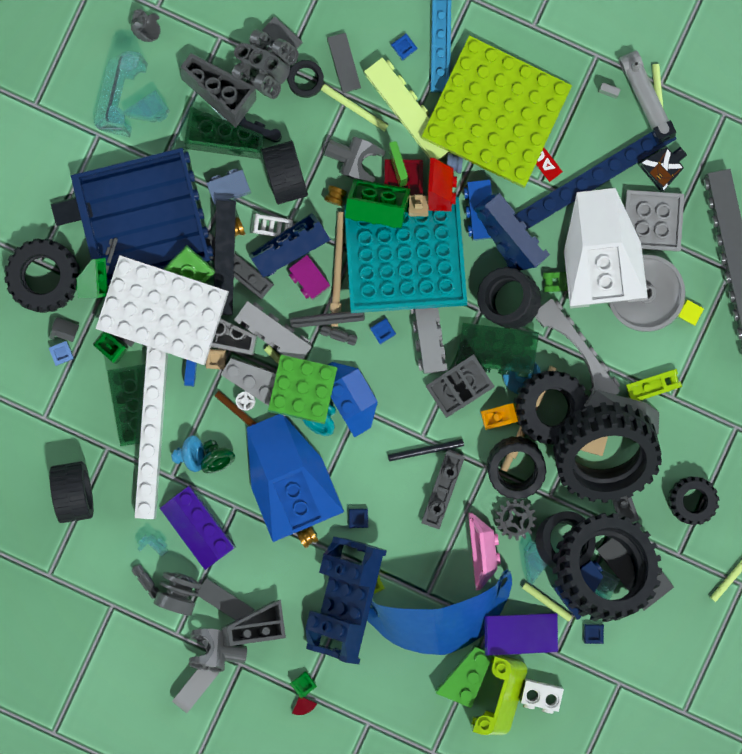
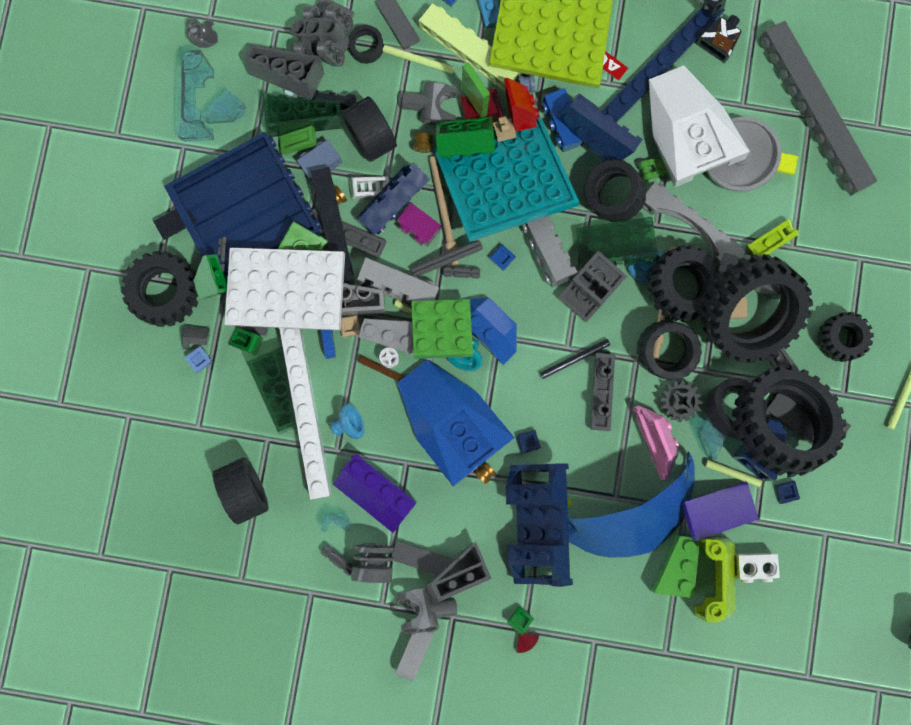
camera: 25 degrees left, 5 degrees down
(212, 161) = (297, 140): none -> bright green tile
(216, 458) = (375, 419): dark green hair -> none
(499, 416) = (637, 306): light orange slope -> none
(656, 218) = (730, 84): light grey plate -> none

